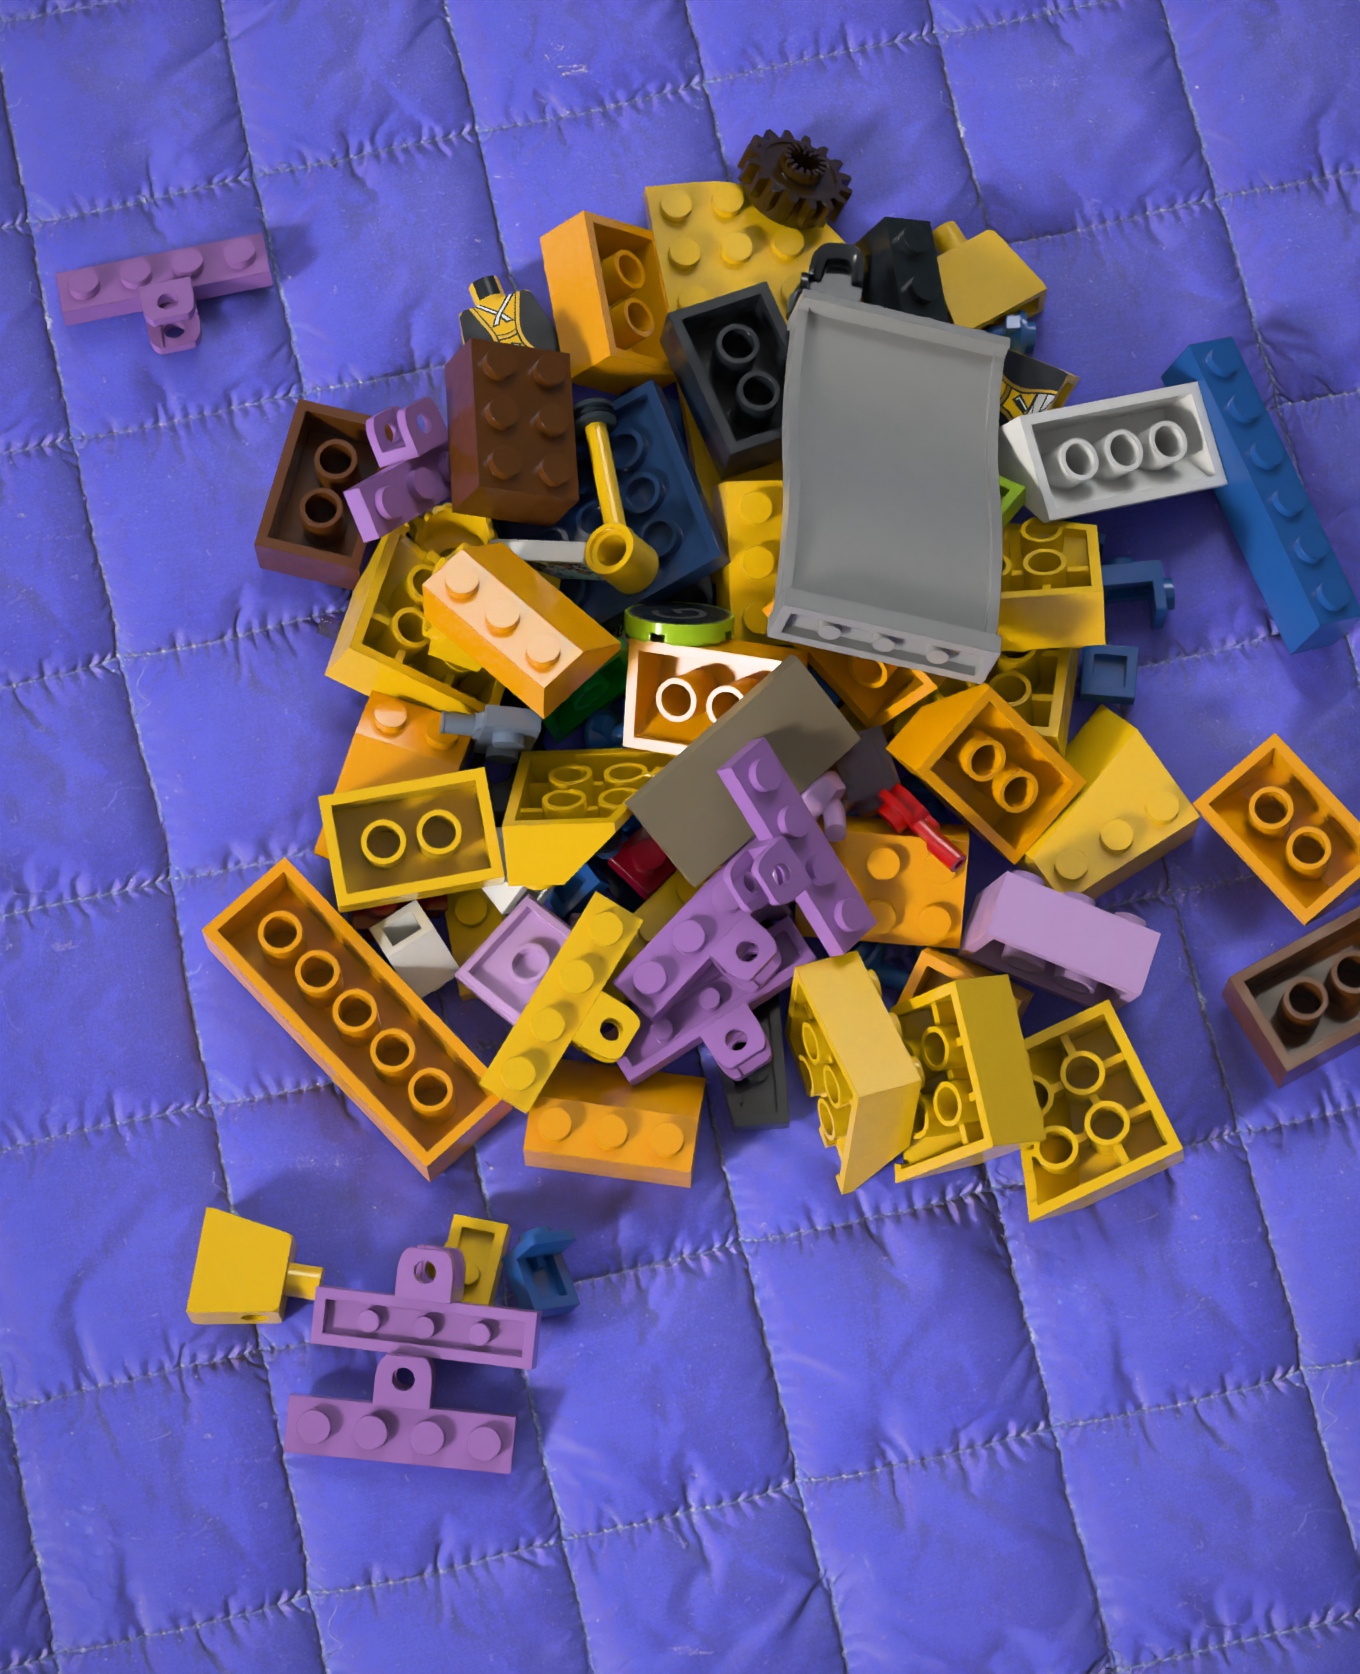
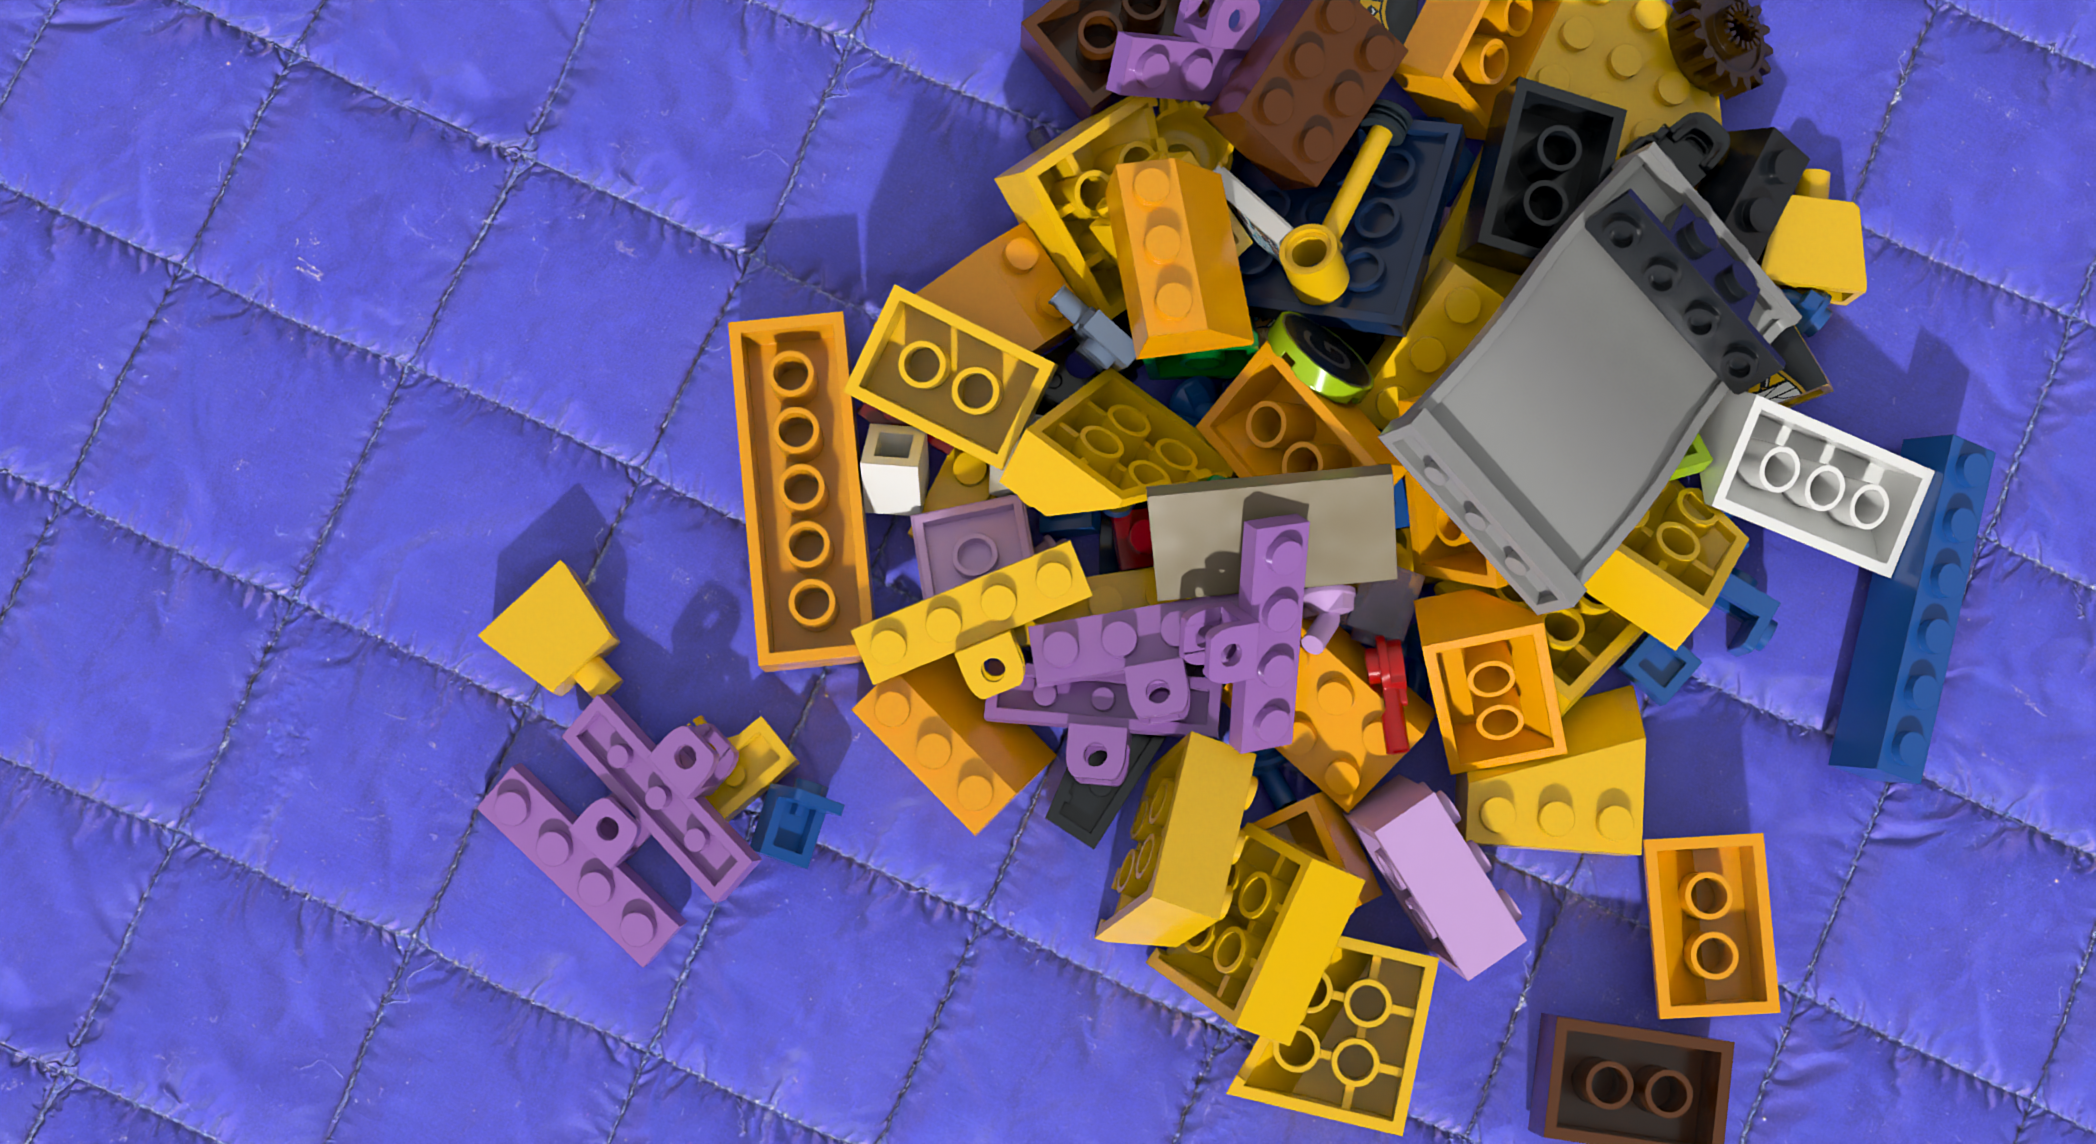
camera: 30 degrees right, 10 degrees up
(910, 371) = (1691, 284): none -> black bracket

